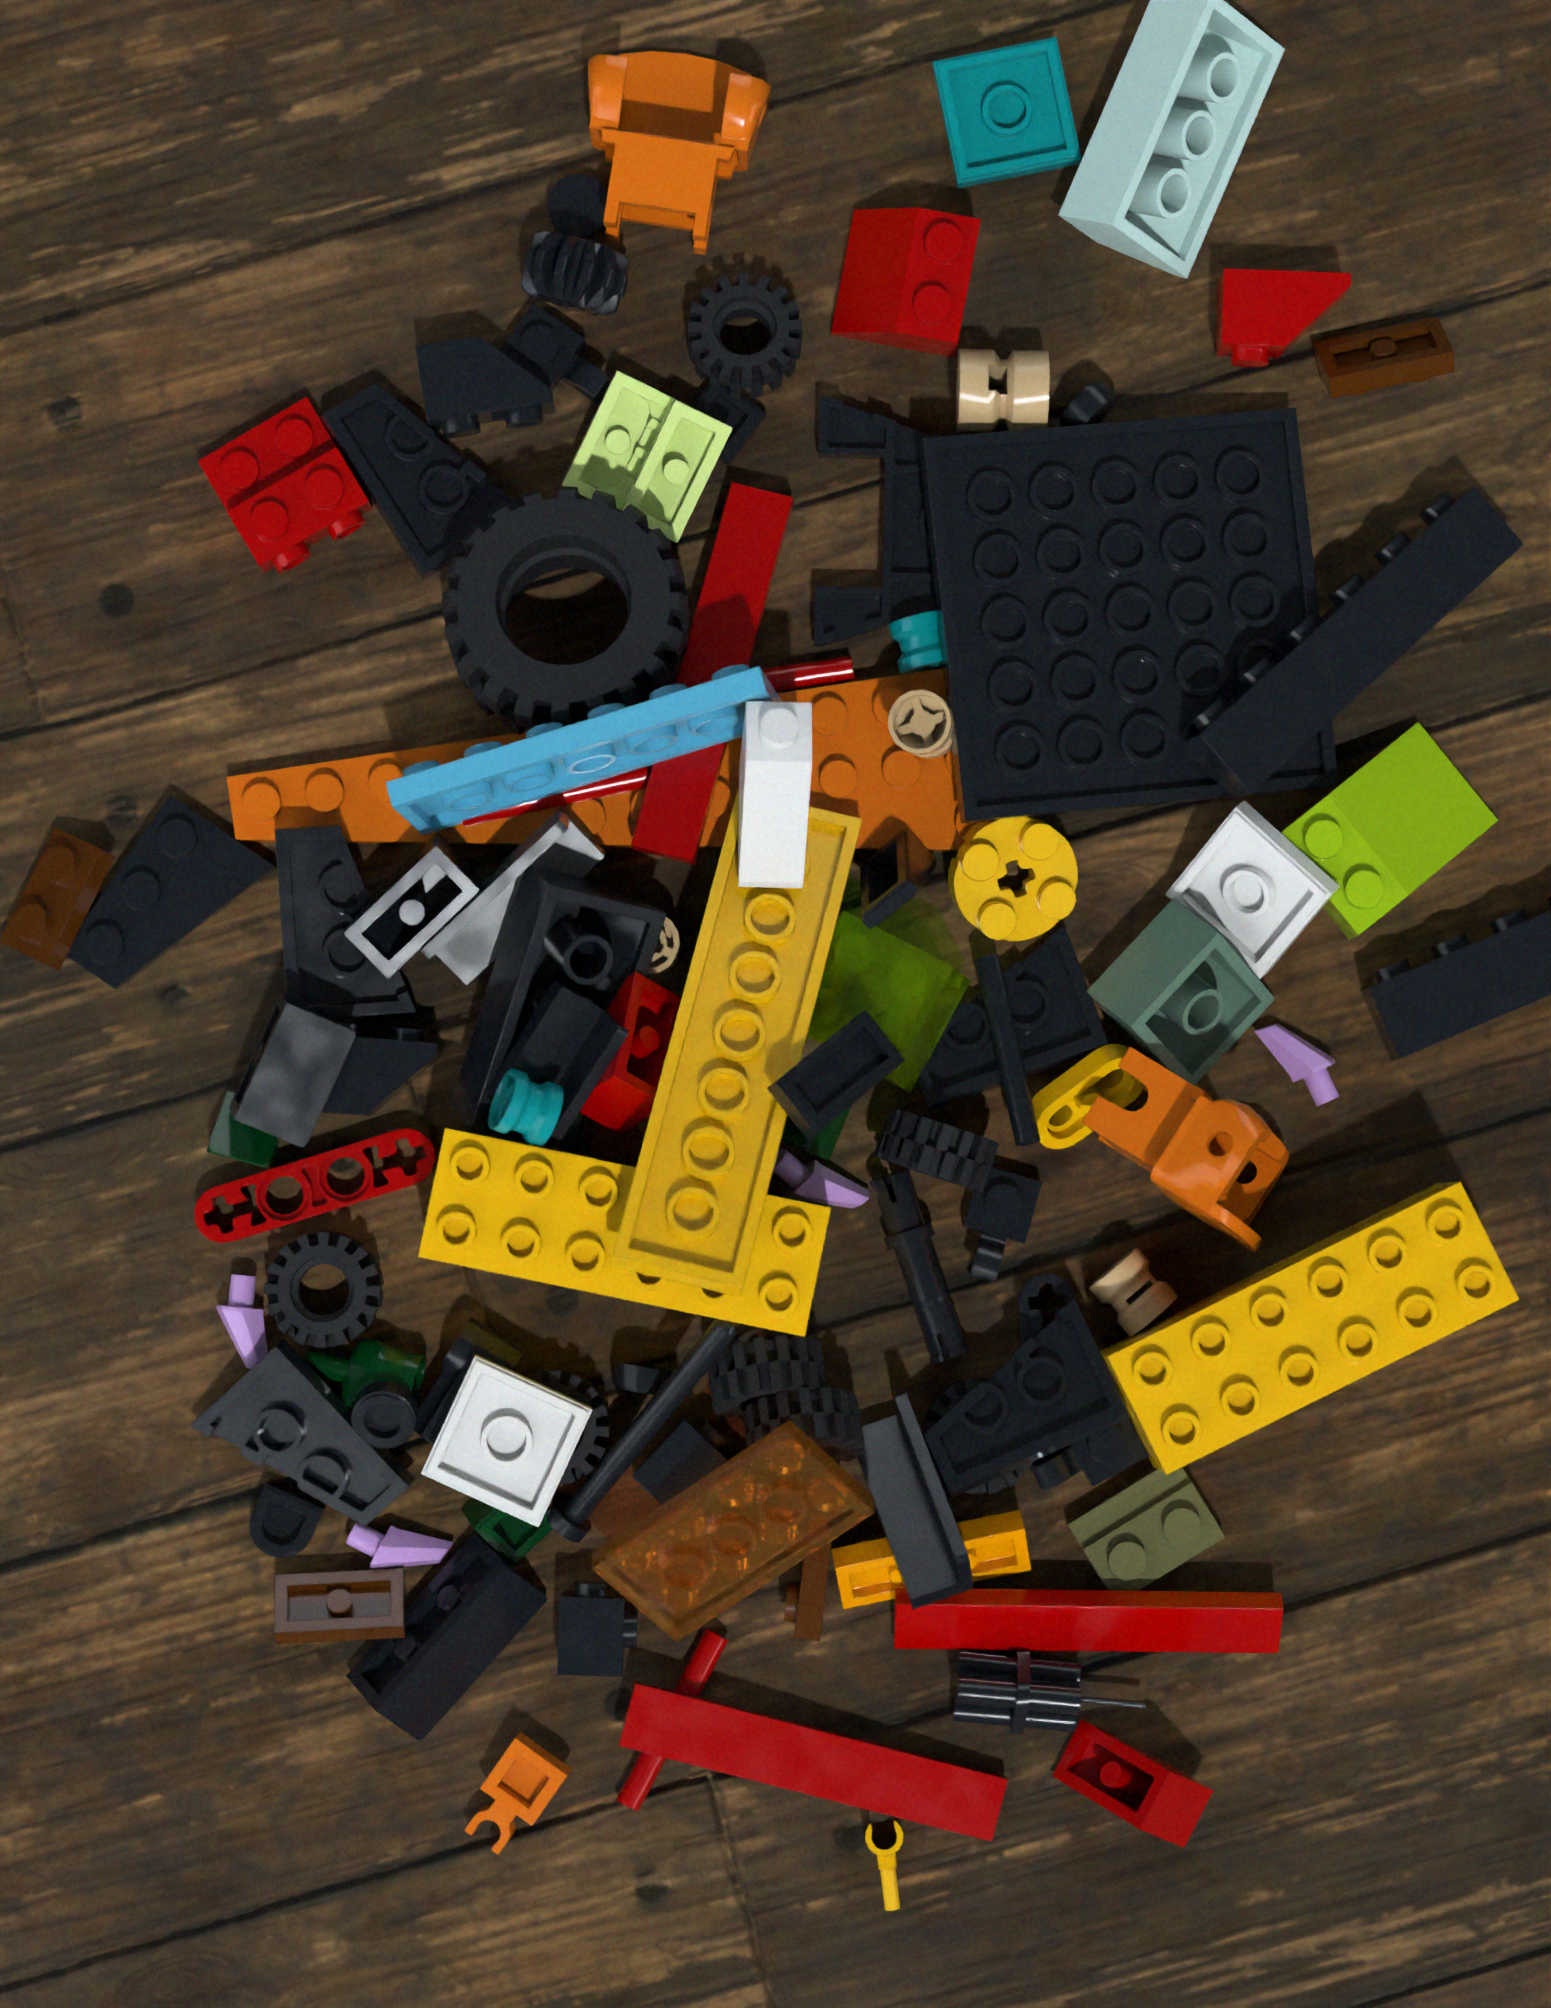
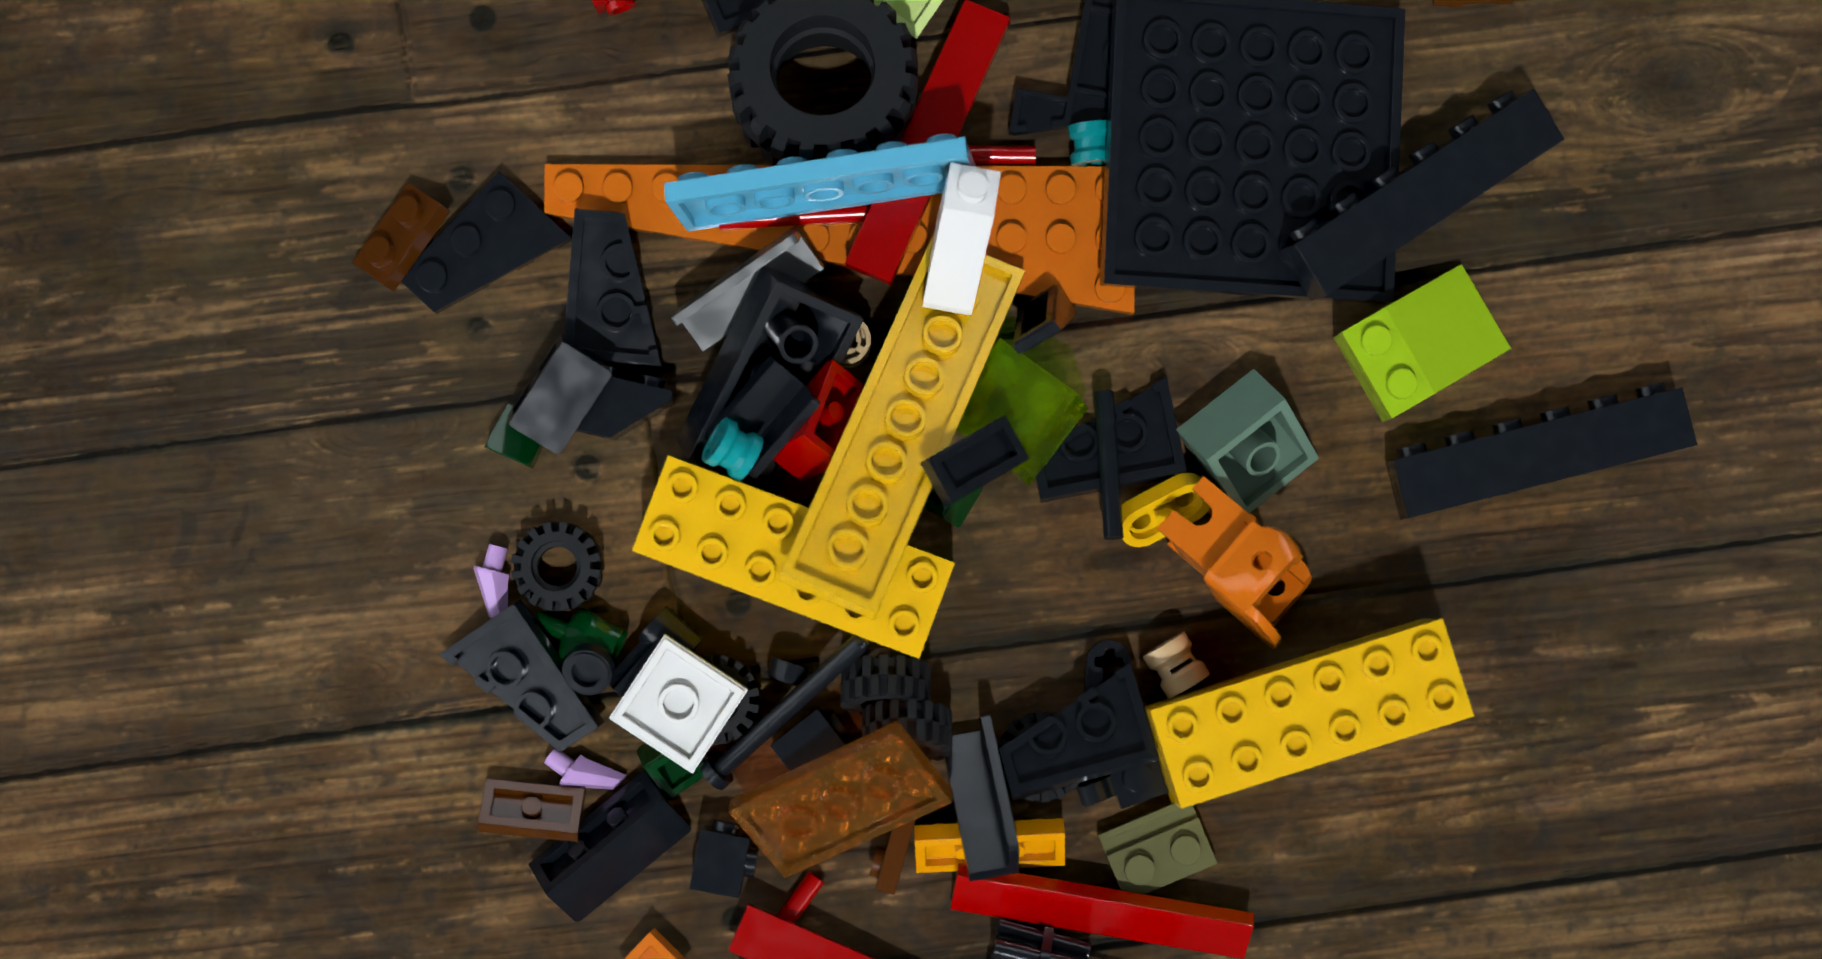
camera: 10 degrees right, 0 degrees up
(283, 1522) = (499, 739): black tile -> none
(314, 1180) = (563, 483): red beam -> none
(414, 905) = (671, 283): slope -> none
(817, 1183) = (947, 544): lavender bar -> none
(916, 716) = (1080, 196): tan wheel -> none
(919, 1265) = (1015, 619): black pin -> none
(936, 1149) = (1042, 532): black tyre -> none
(1000, 1215) = (1083, 587): black plate -> none
(1044, 895) = (1155, 351): yellow plate -> none
(1253, 888) = (1317, 370): white tile -> none
(1301, 1061) = (1331, 509): lavender bar -> none

